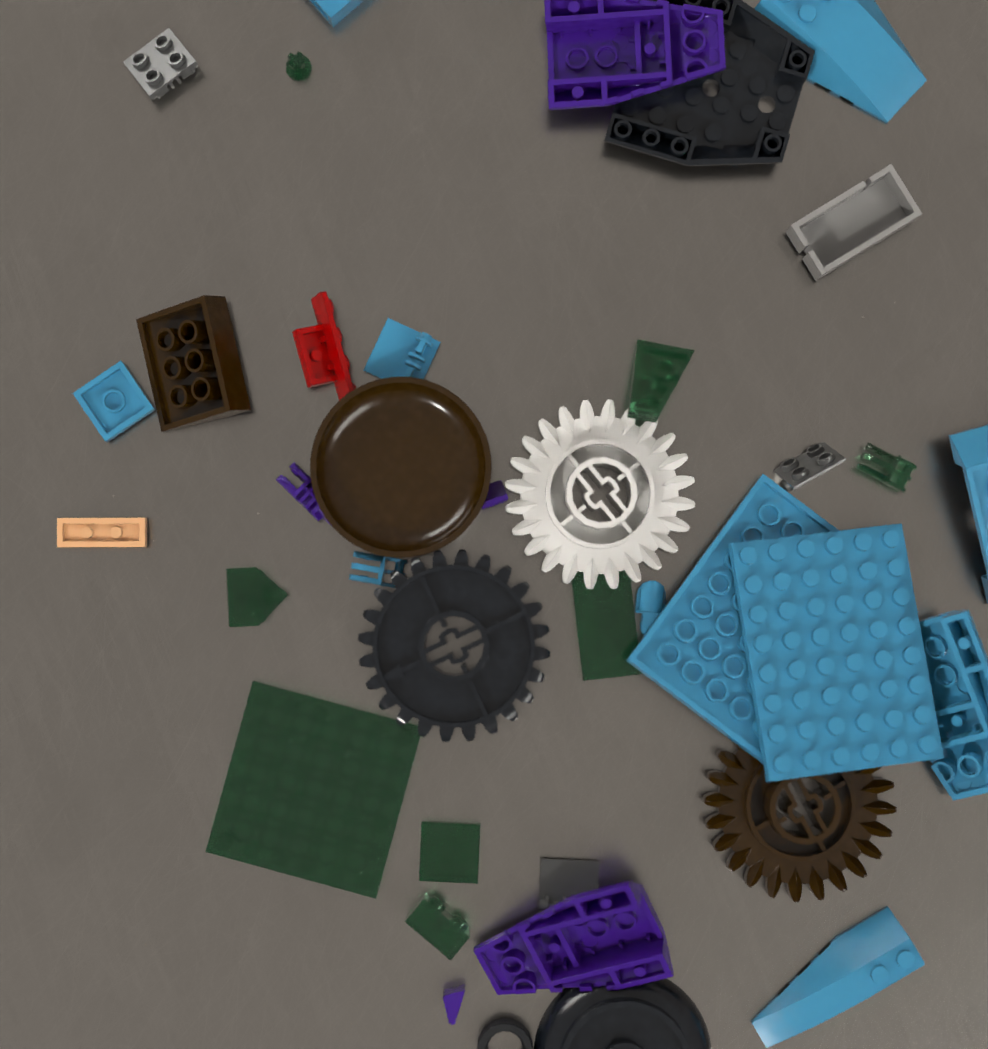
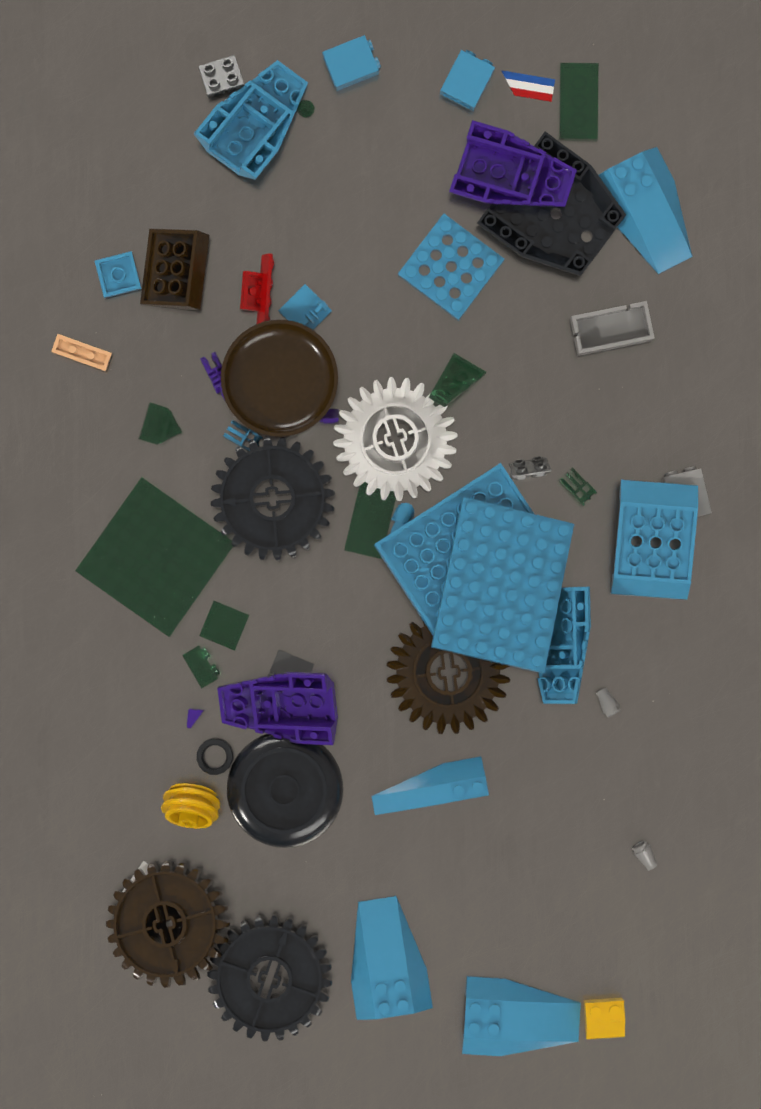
camera: 15 degrees right, 0 degrees up
(229, 110) = (253, 121): none -> dark azure wedge
(615, 181) = (461, 238): none -> dark azure piece

